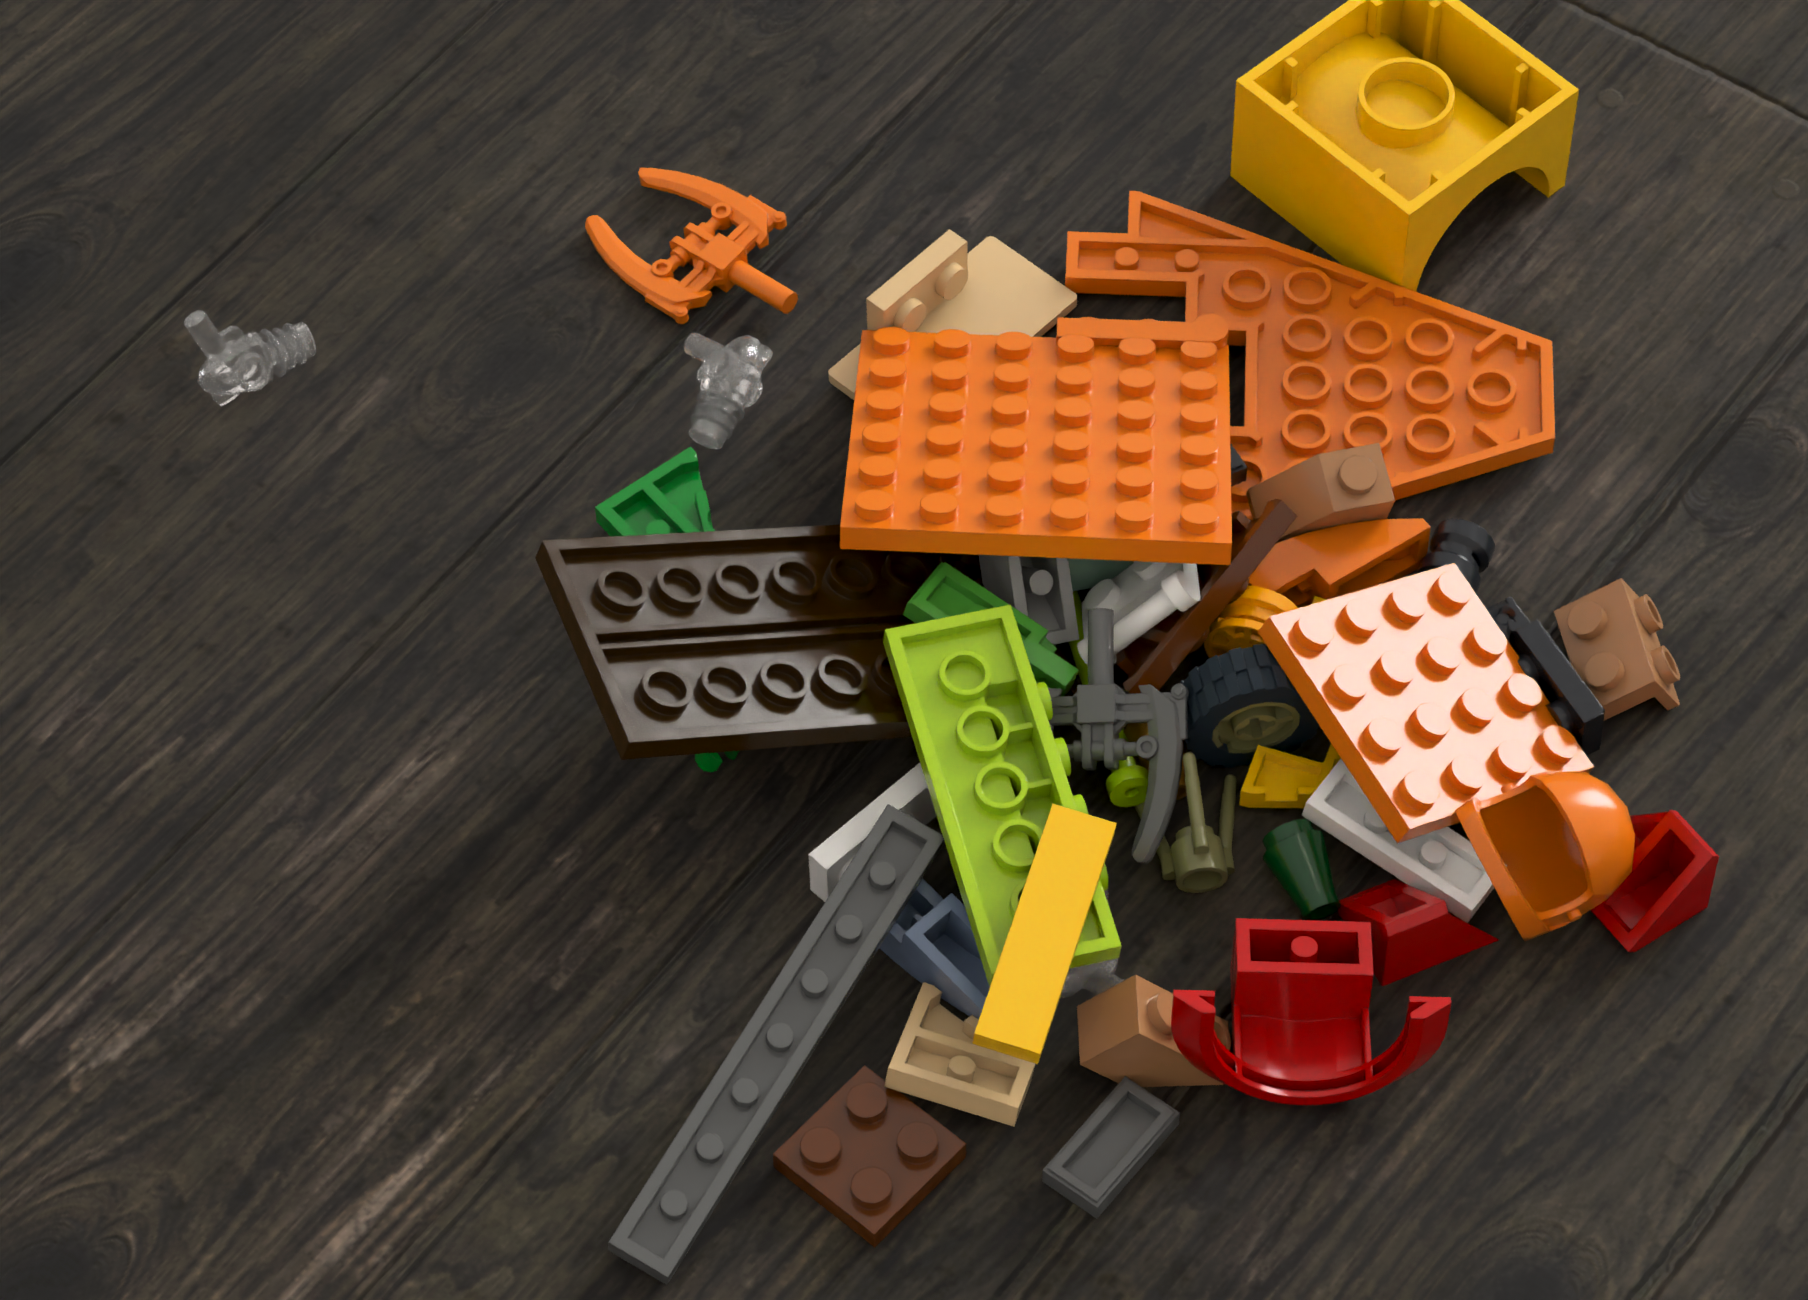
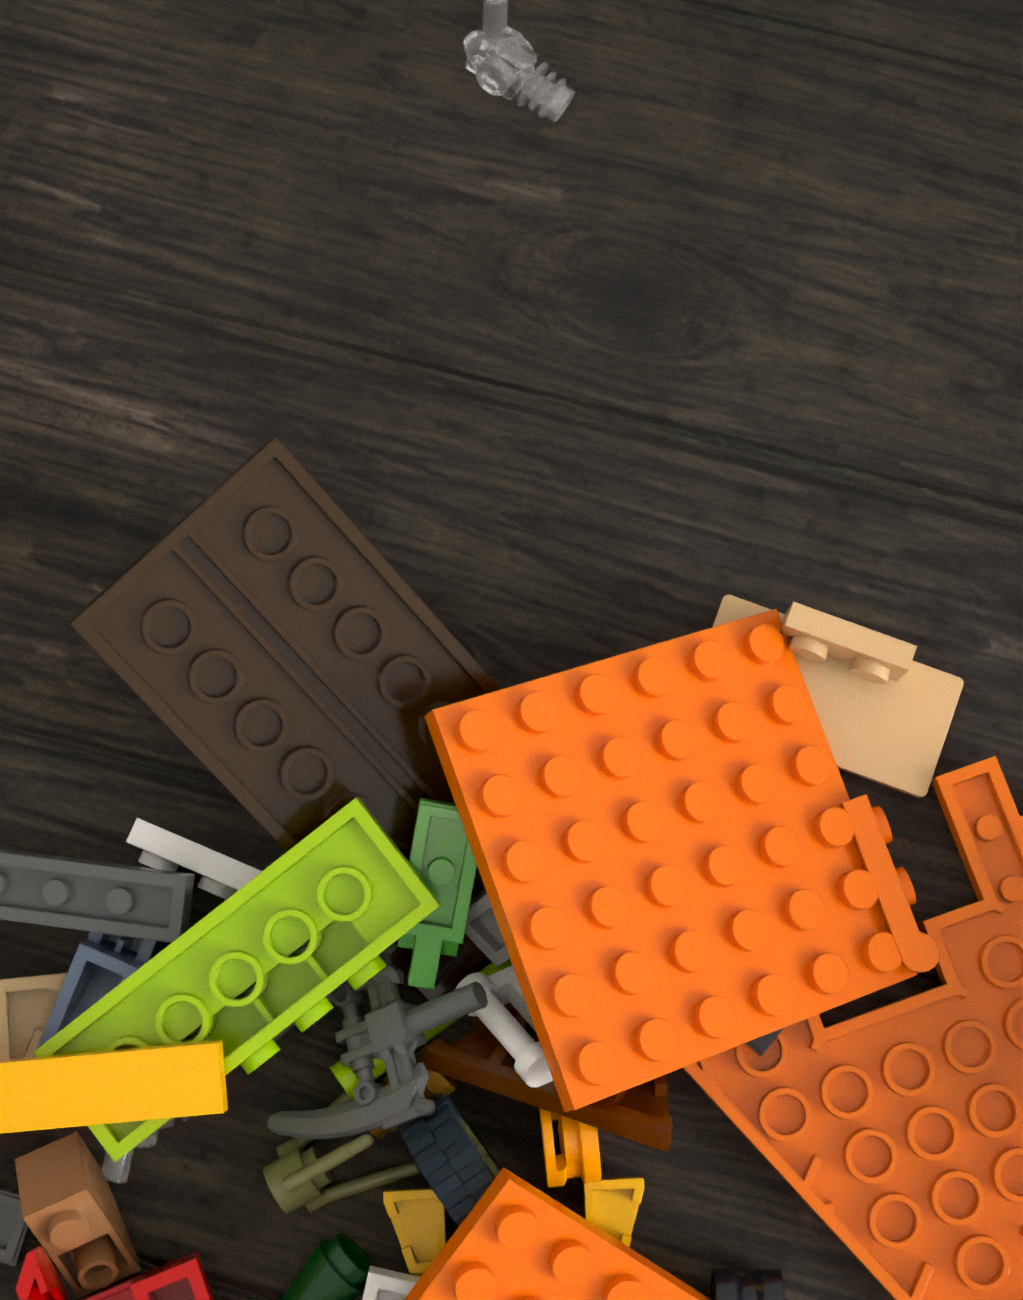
camera: 65 degrees right, 25 degrees up
(660, 502) = (485, 523): green wing -> none
(716, 259) = (822, 432): orange bar -> none
(728, 384) = (675, 506): clear piece -> none
(1329, 490) = (747, 1150): medium nougat slope -> none
(1343, 559) = (698, 1194): orange slope -> none

